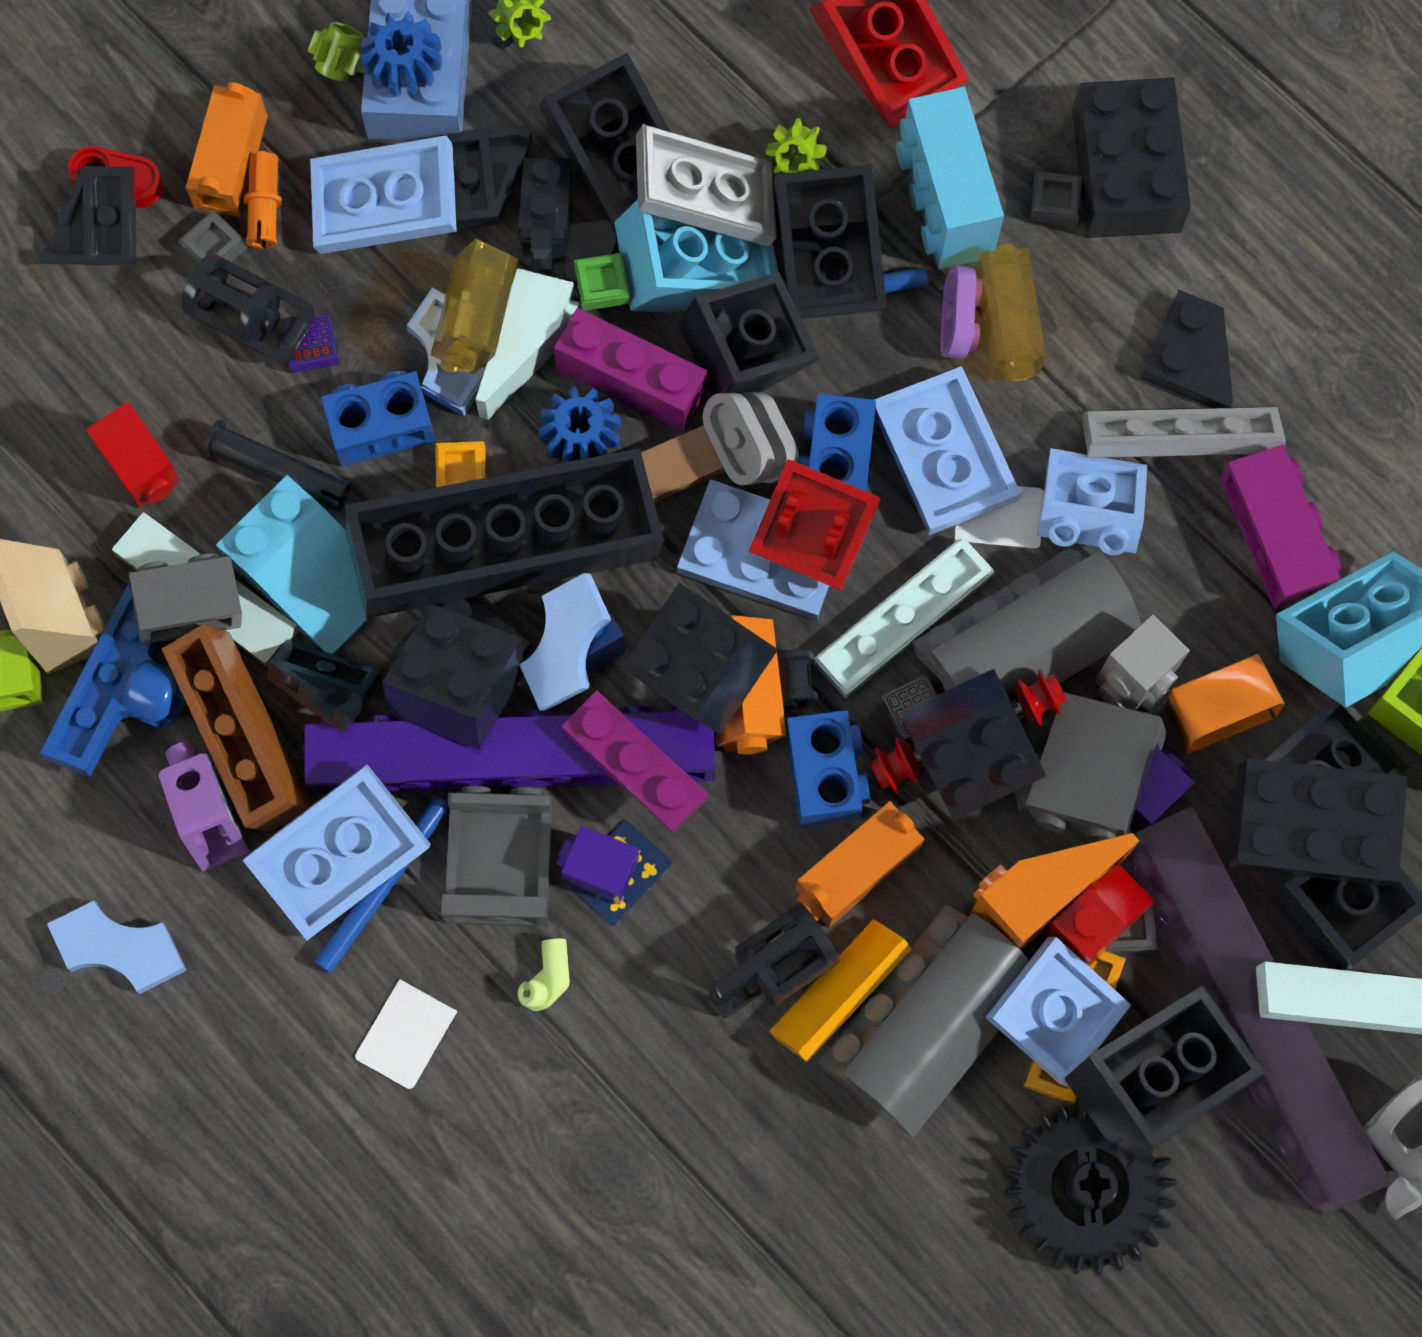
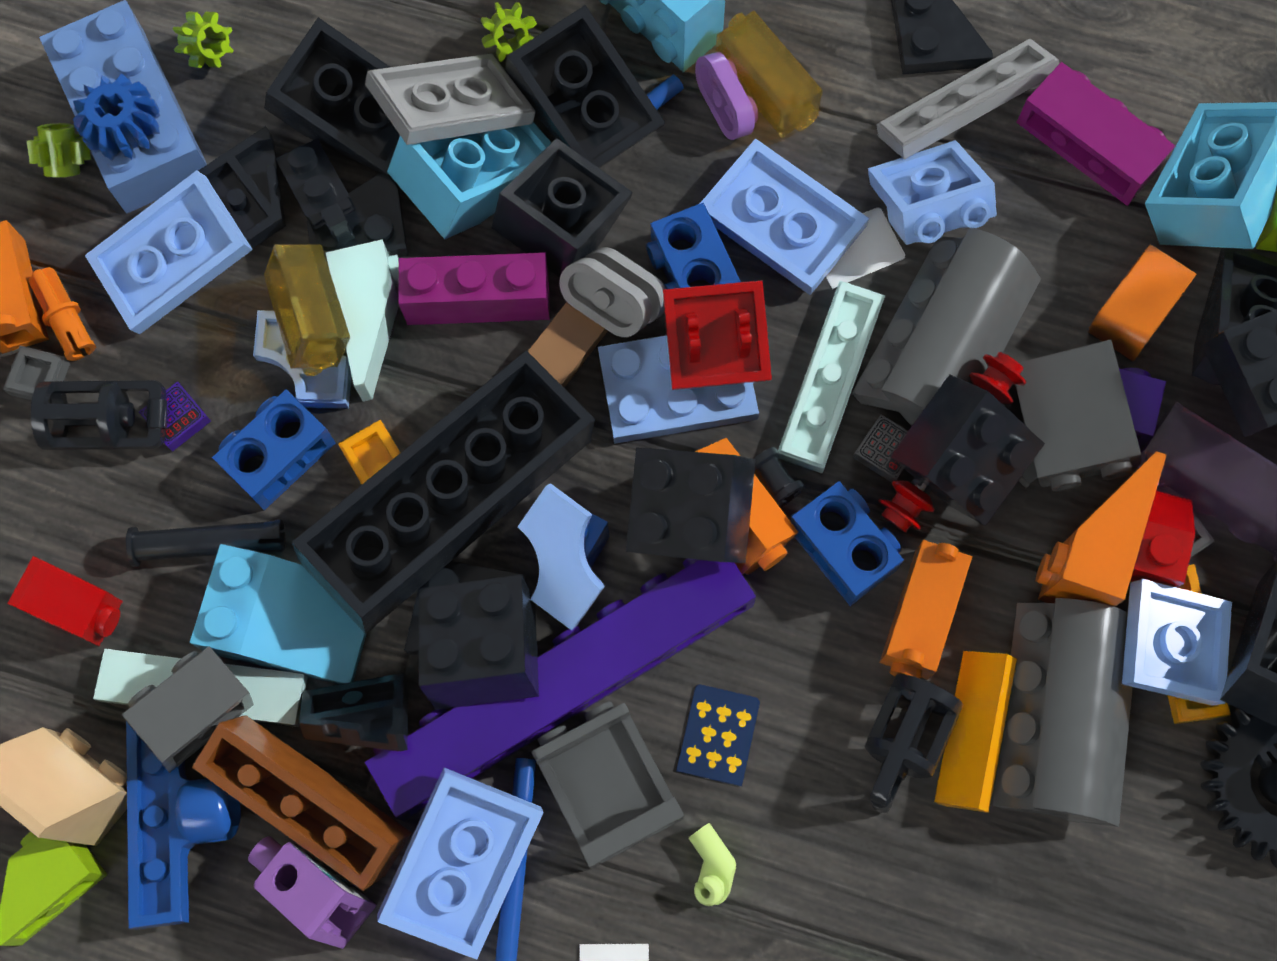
camera: 25 degrees left, 0 degrees up
(581, 411) = (451, 348): blue gear -> none
(598, 864) = (700, 738): dark purple brick -> none
(601, 282) = (406, 226): bright green tile -> none
(634, 762) = (683, 630): magenta plate -> none
(1142, 667) = (1064, 306): light grey brick -> none

